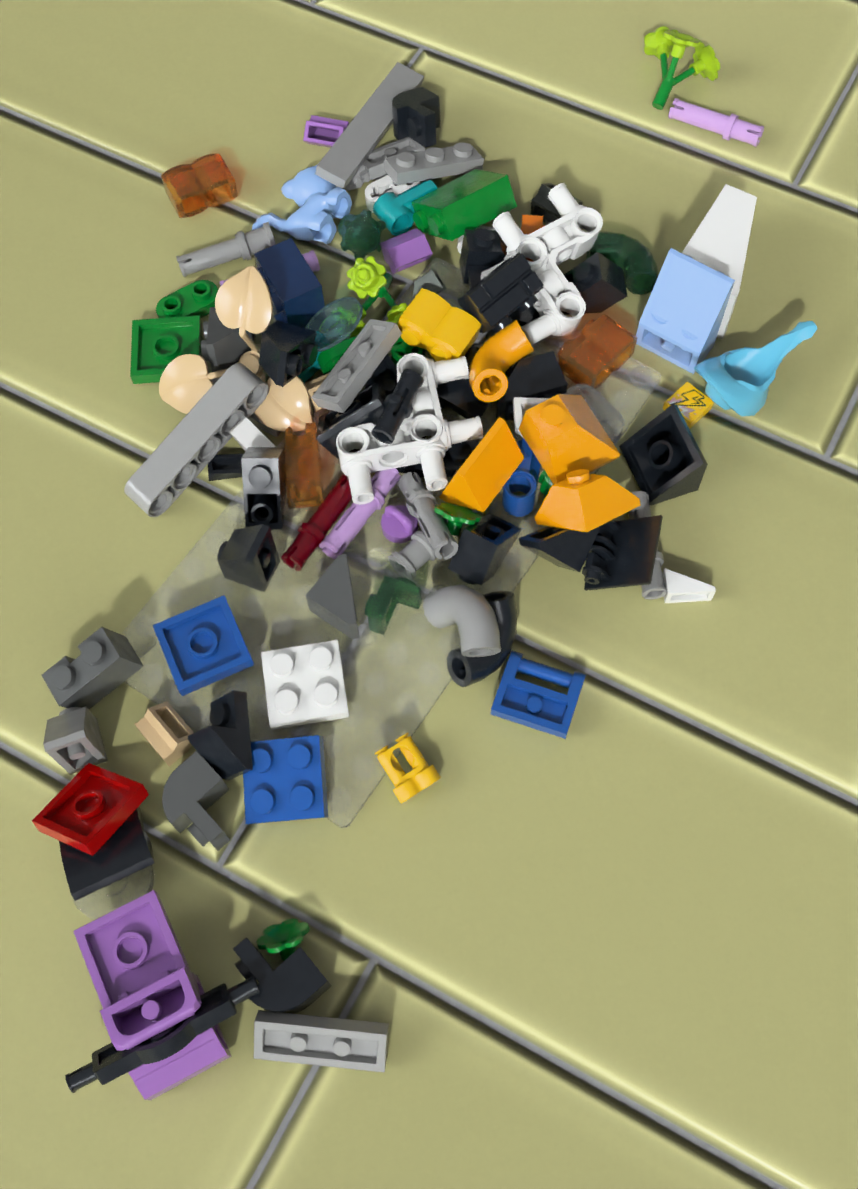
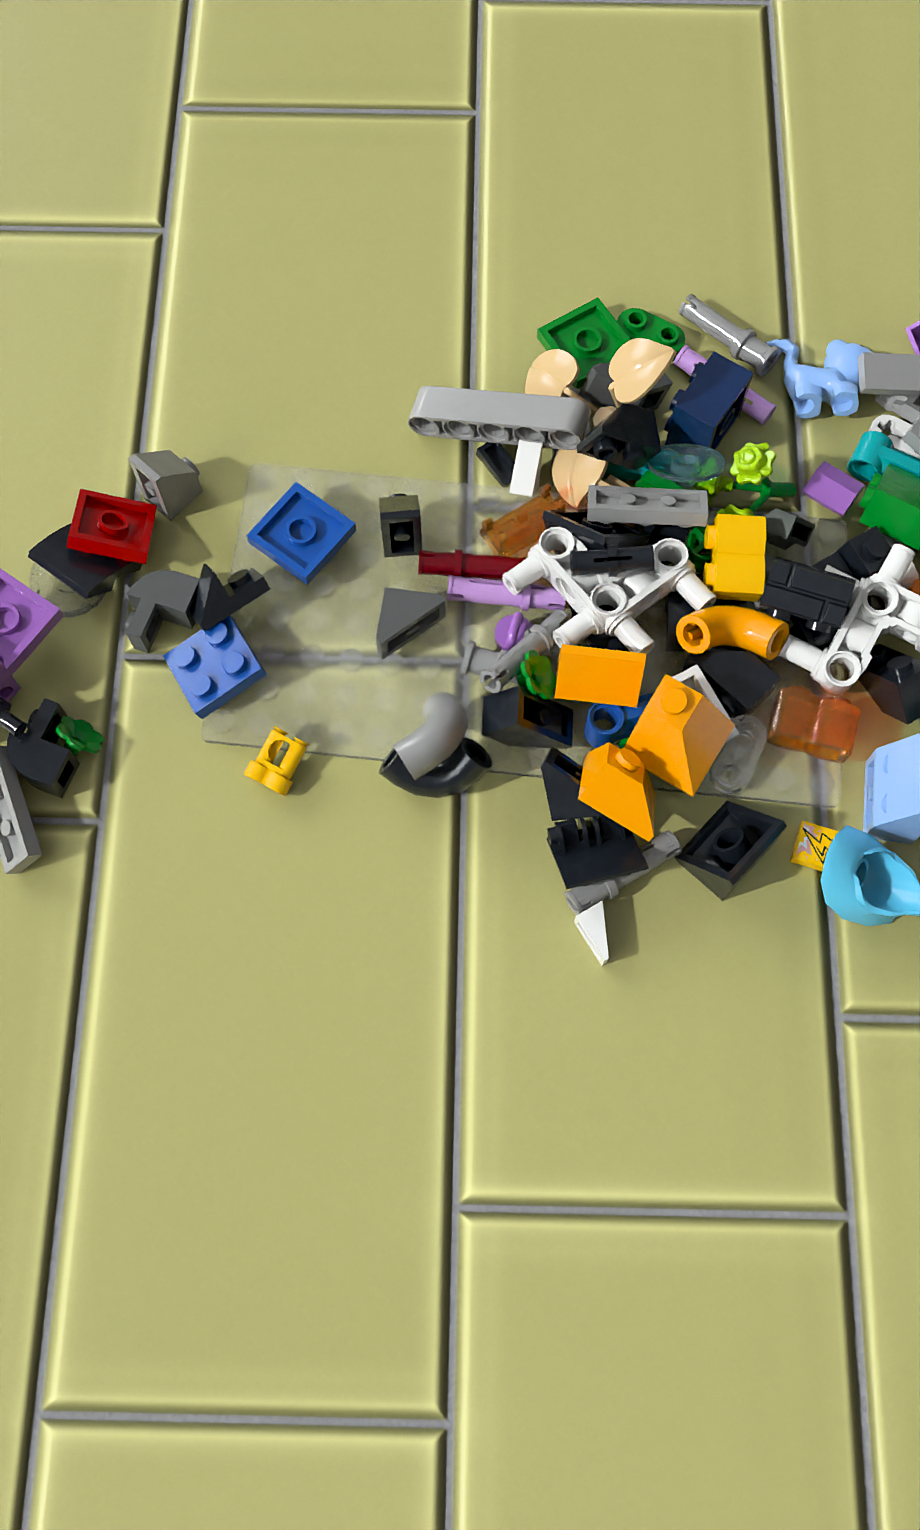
camera: 60 degrees right, 5 degrees up
(103, 665) = (233, 461): dark grey brick -> none
(165, 732) = (211, 546): tan piece -> none
(199, 185) = (788, 268): clear orange brick -> none
(264, 486) = (486, 492): black slope -> none
(304, 685) = (310, 636): white plate -> none
(360, 233) = (821, 437): clear green rock -> none
(383, 604) = (420, 660): clear green bracket -> none
(533, 704) = (395, 843): blue plate -> none

